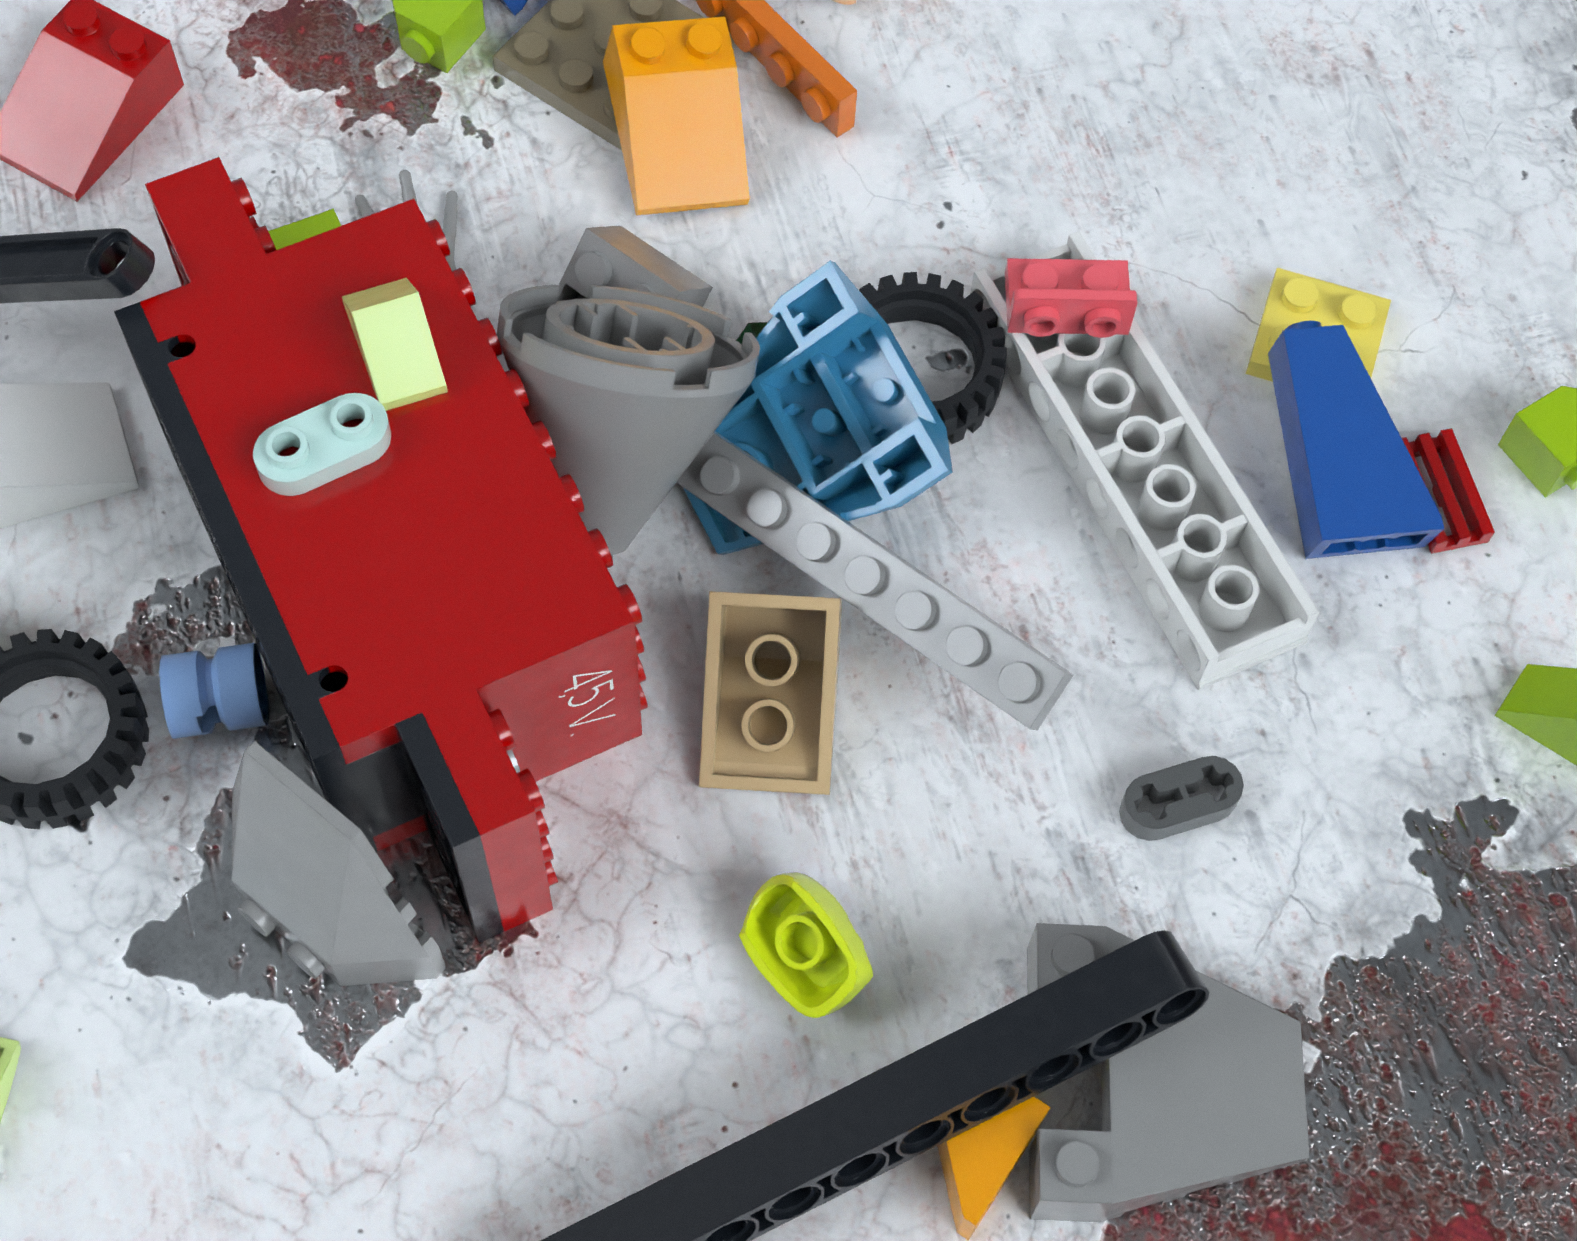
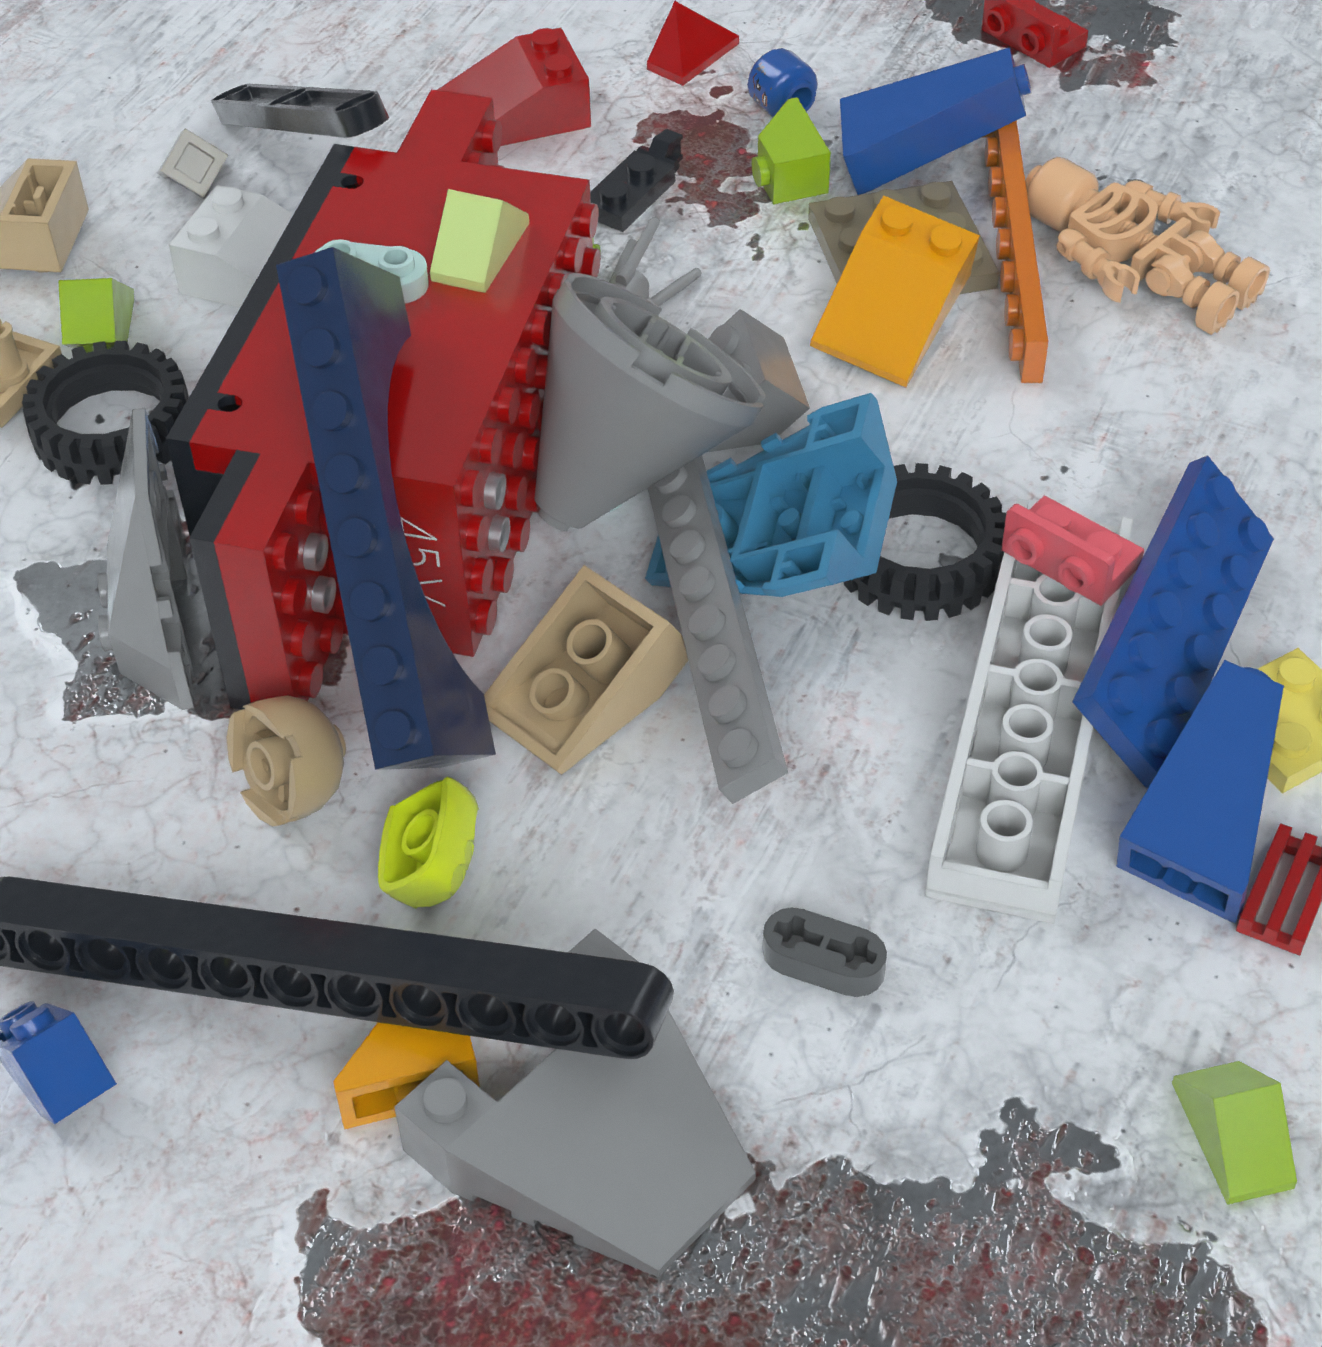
camera: 45 degrees right, 15 degrees down
(300, 130) = (638, 181): none -> black hinge
(451, 571) = (344, 340): none -> dark blue arch
(613, 963) = (288, 757): none -> tan cylinder
(1187, 307) = (1174, 620): none -> blue plate

